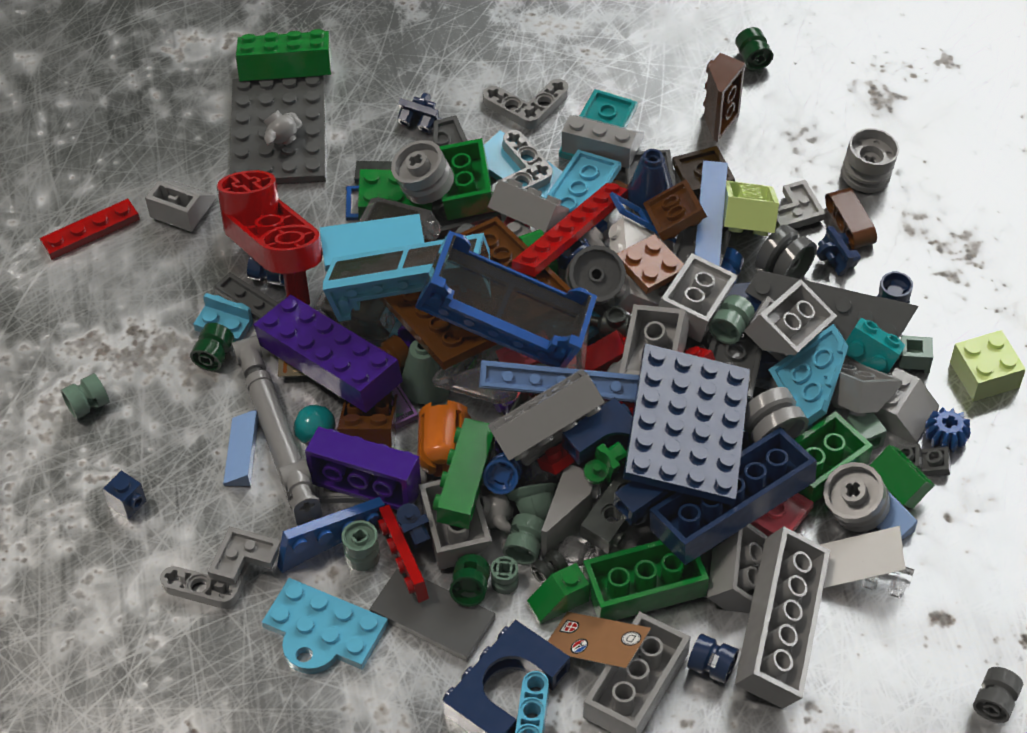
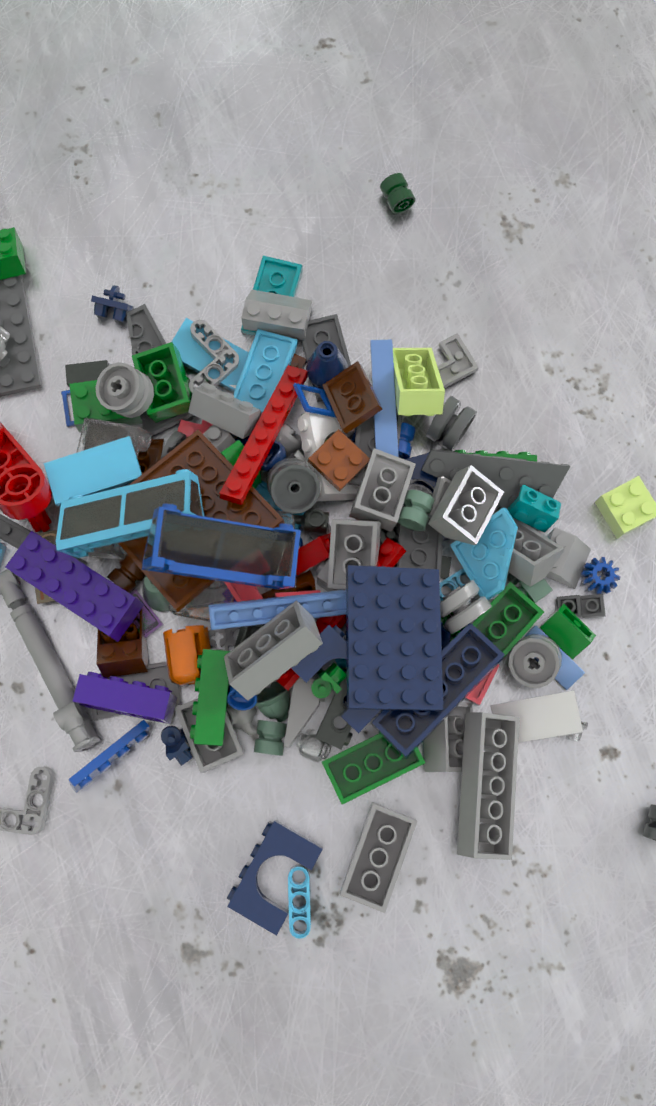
camera: 10 degrees left, 25 degrees up
(241, 449) = (20, 681): light blue slope -> none
(242, 547) = (36, 786): light grey plate -> none
(309, 419) = (77, 646): teal hair -> none
(323, 627) = (118, 841): medium azure plate -> none
(360, 545) = (136, 765): sand green wheel -> none
(405, 561) = (175, 777): red plate -> none
(435, 620) = (205, 815): dark grey tile -> none
(470, 580) = (231, 788): dark green wheel -> none
(504, 575) = (258, 773): sand green wheel -> none
(526, 110) = (205, 285): light grey beam -> none
(550, 564) = (289, 764): pearl dark grey wheel -> none
(560, 594) = (304, 785): green slope -> none
(598, 639) = (342, 829): medium nougat sticker -> none
(690, 166) = (364, 328): dark brown plate -> none
(703, 655) = (436, 827): dark blue wheel -> none
(723, 93) = (377, 255): reddish brown slope -> none
(835, 250) = (490, 405): dark blue hips -> none
(851, 218) = (500, 368): beam -> none
(870, 160) = (512, 297): light grey wheel -> none
(896, 286) = (546, 445): dark blue wheel -> none
(916, 353) = (574, 502): sand green brick -> none

